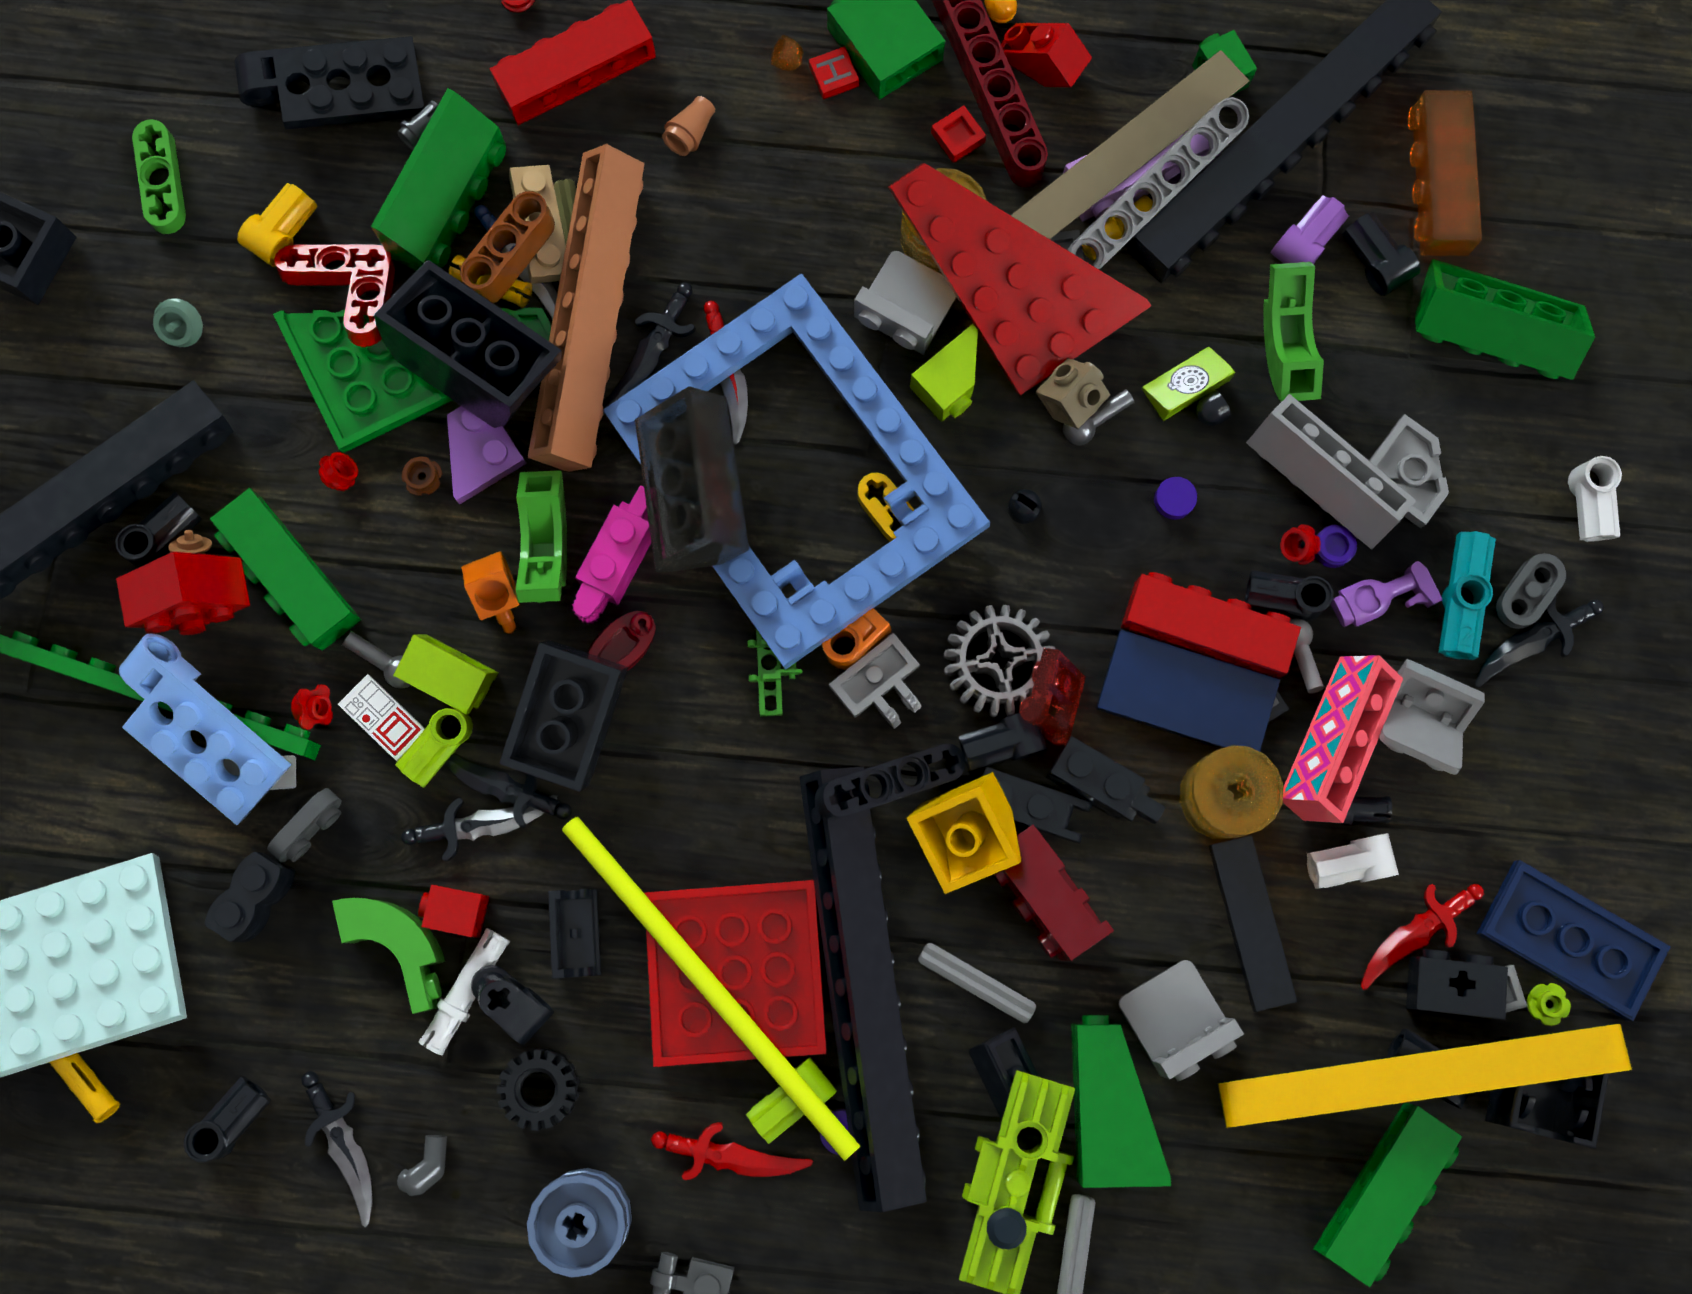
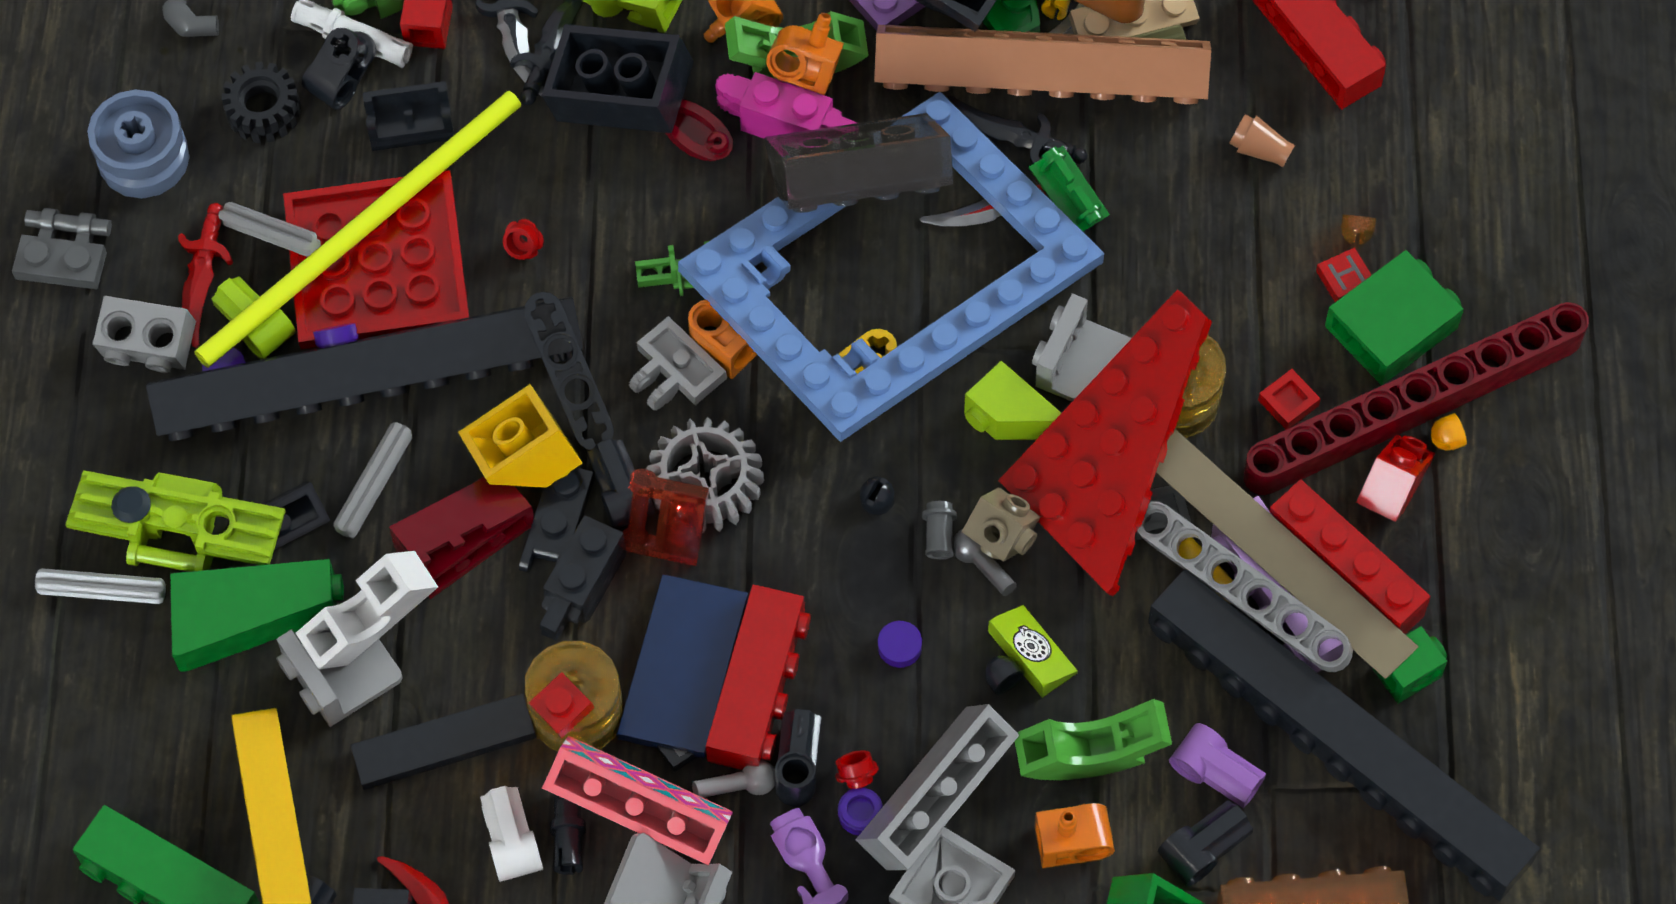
camera: 90 degrees right, 15 degrees down
(568, 523) = (815, 52): none -> orange piece
(696, 1081) = (269, 229): none -> light grey axle
(725, 300) = (1068, 188): none -> green hinge
(728, 823) = (514, 243): none -> red plate
(792, 1214) = (147, 325): none -> light grey brick
(832, 1013) = (335, 335): none -> dark purple tile
(1067, 451) = (939, 529): none -> dark grey pin
(1124, 98) = (1351, 556): none -> red brick
(1145, 966) = (386, 596): none -> white arch
(1267, 798) = (561, 705): none -> red plate
(1371, 363) = (1073, 835): none -> orange piece

